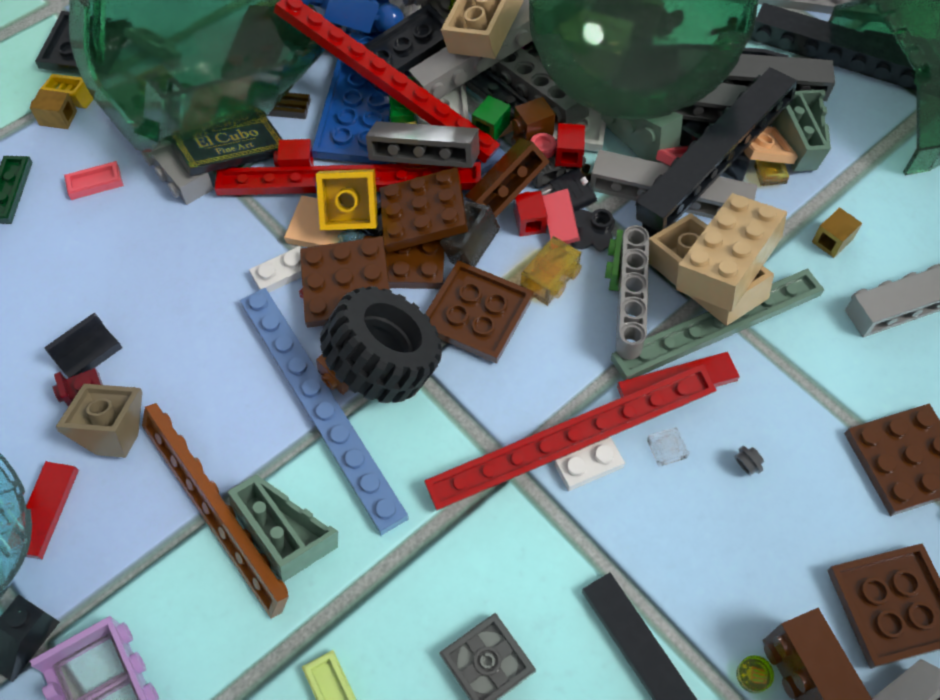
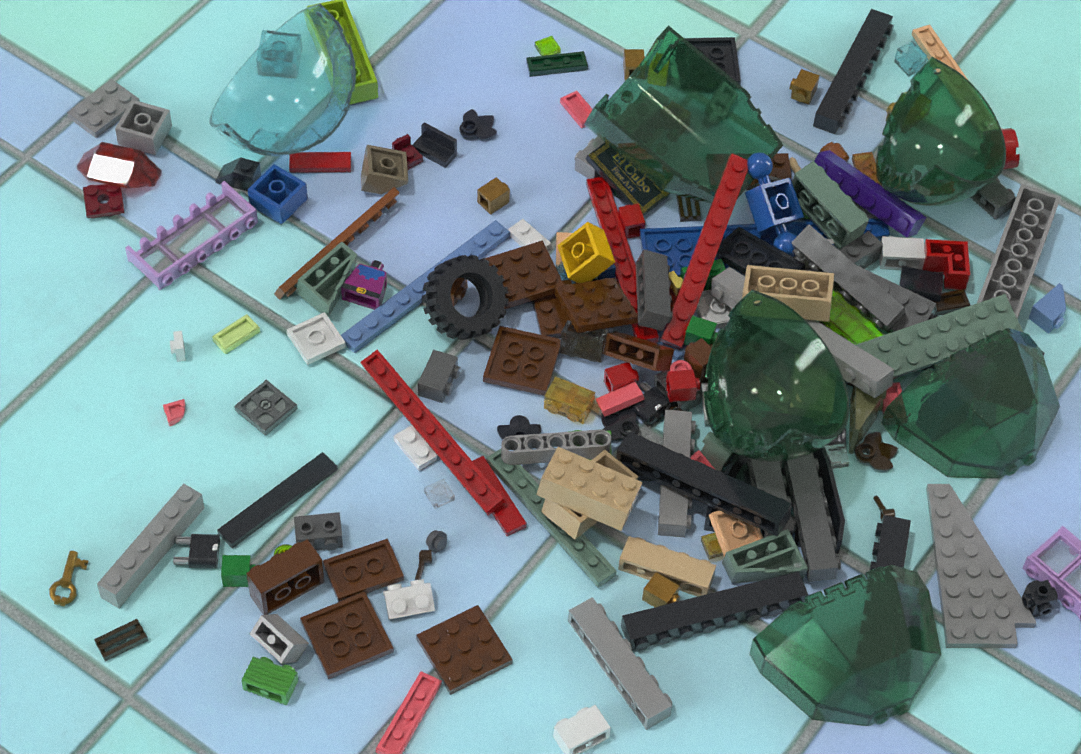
camera: 75 degrees right, 5 degrees down
(69, 292) = (477, 125): none -> black plate
(87, 579) = (277, 194): none -> blue brick
(200, 294) = (493, 195): none -> pearl gold brick
(303, 475) = (366, 285): none -> magenta torso
(376, 566) = (316, 338): none -> white plate
(482, 411) = (438, 376): none -> dark grey brick
(581, 336) = (518, 426): none -> black plate
(726, 616) = (320, 529): none -> dark grey brick
(769, 483) = (425, 556): none -> dark brown hand
(790, 565) = (363, 570): none -> reddish brown plate
(803, 217) = (646, 559): none -> tan brick
(836, 512) = (408, 600): none -> white bracket
(865, 196) = (712, 611): none -> black brick

